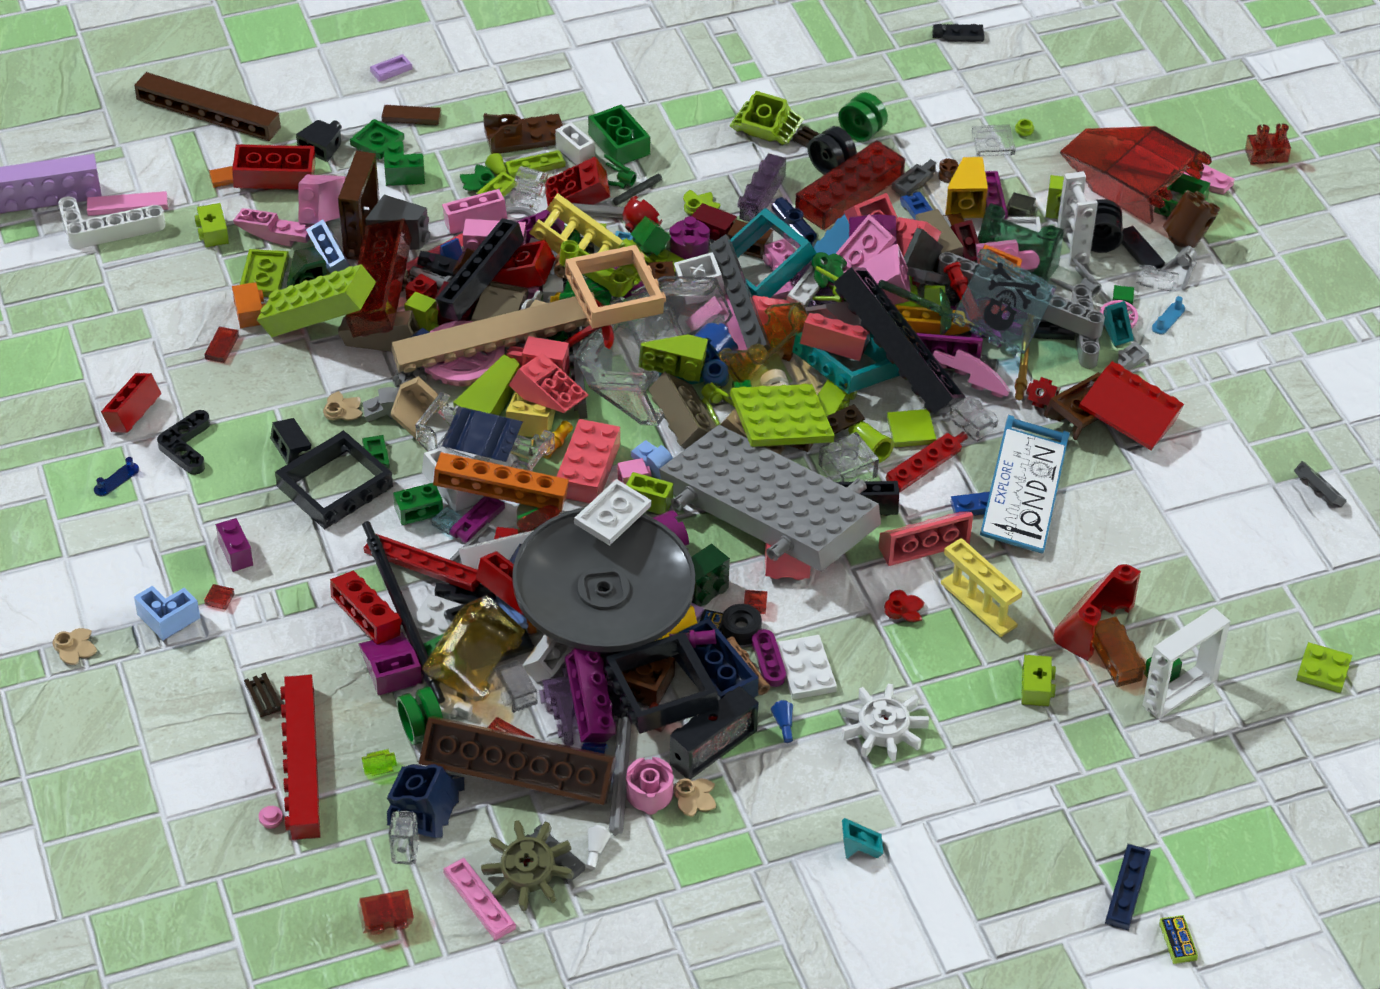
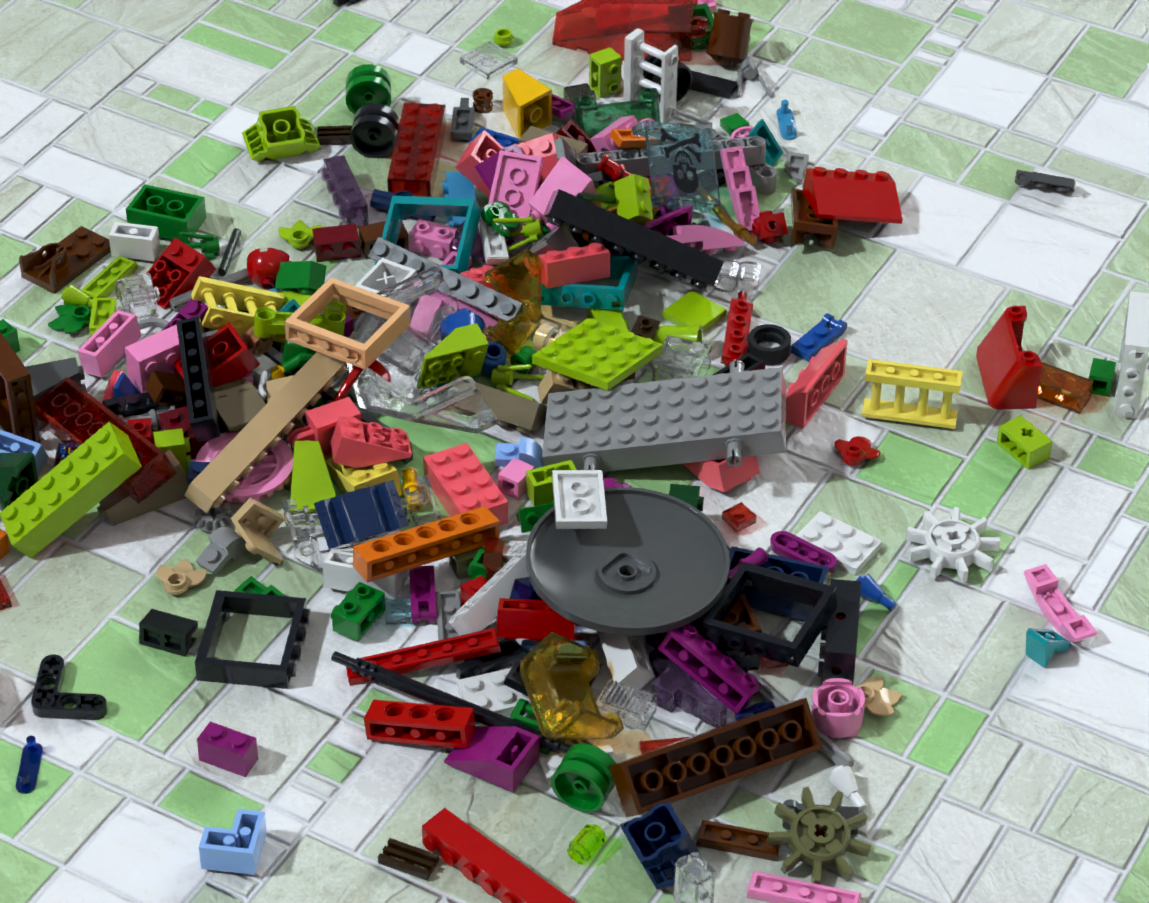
camera: 40 degrees left, 5 degrees down
(219, 596) = (263, 801): clear red tile -> none
(479, 828) = (736, 840): none -> reddish brown tile
(689, 238) = (339, 261): magenta brick -> none
(741, 613) = (750, 530): black tyre -> none
(907, 818) = (1054, 605): none -> bright pink slope
(933, 310) = (634, 198): none -> lime brick
(934, 473) = (770, 333): none -> black tyre
(1024, 485) = (838, 303): white flag -> none
(1052, 345) = (740, 186): none -> bright pink slope
(1167, 278) = (738, 98): clear hinge -> none

